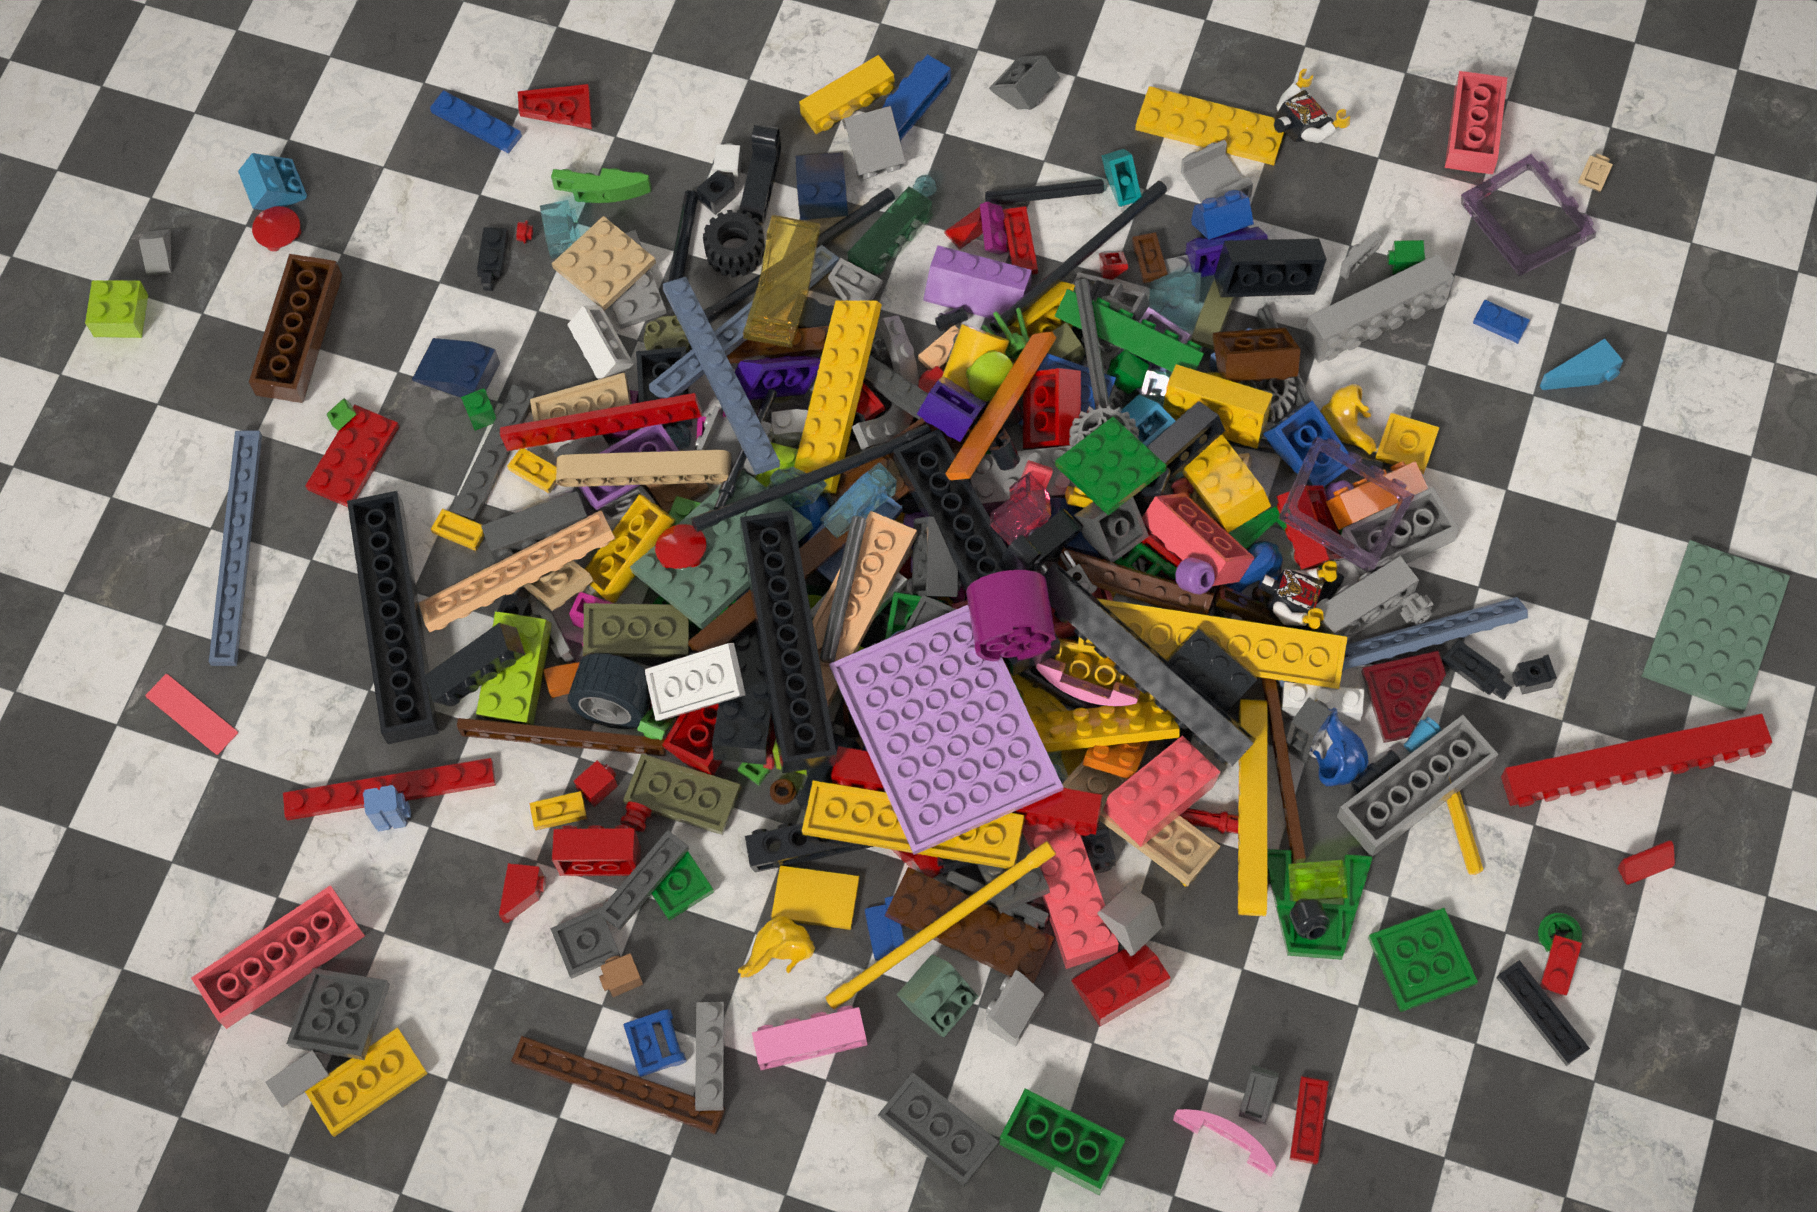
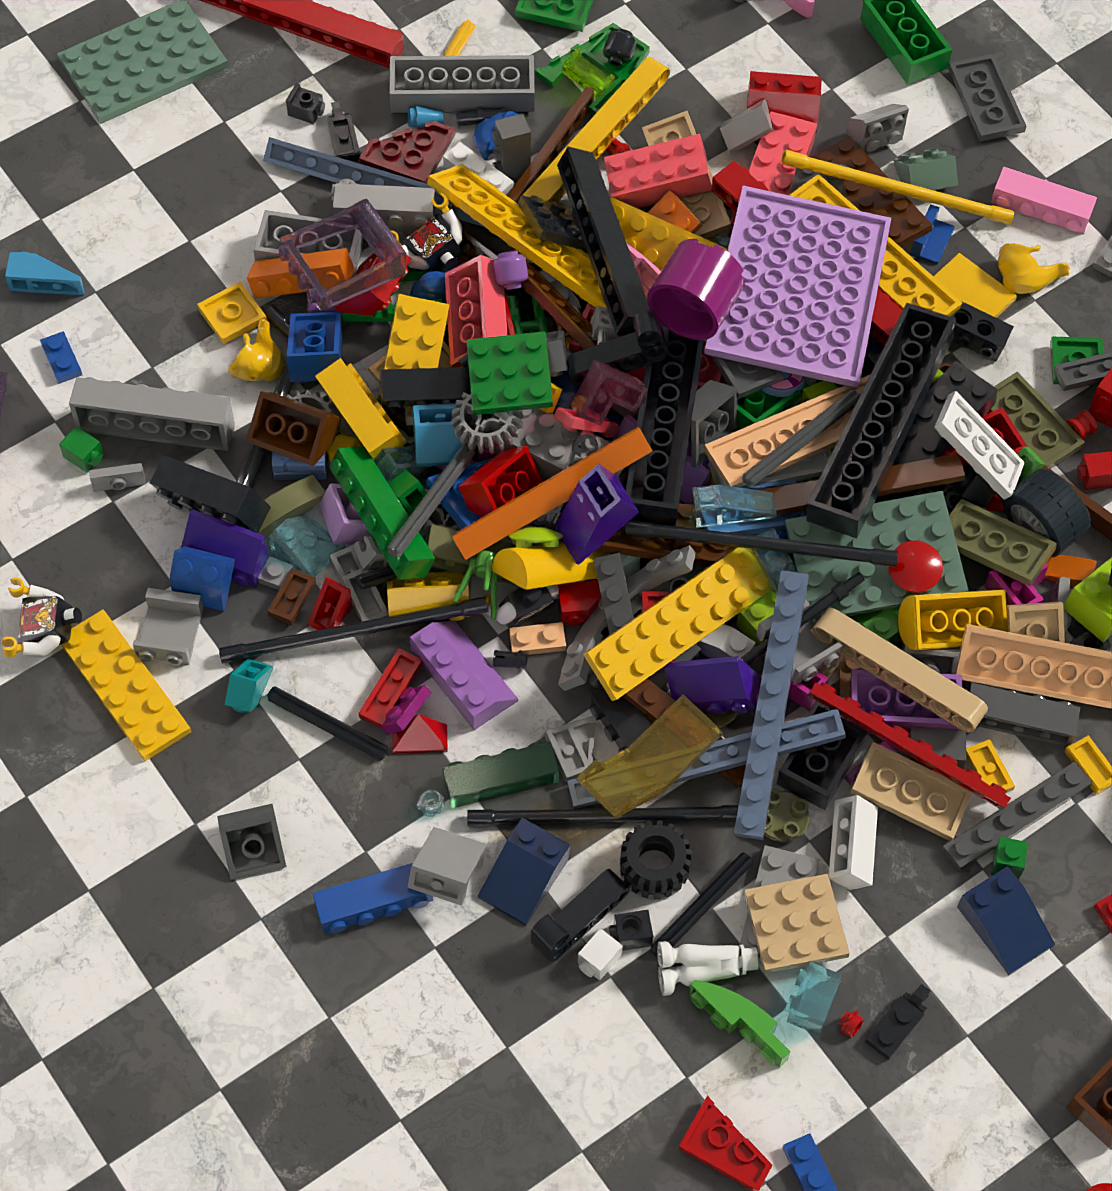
camera: 150 degrees left, 5 degrees down
(653, 198) = (702, 963): none -> white piece
(847, 94) = (428, 946): yellow brick -> none

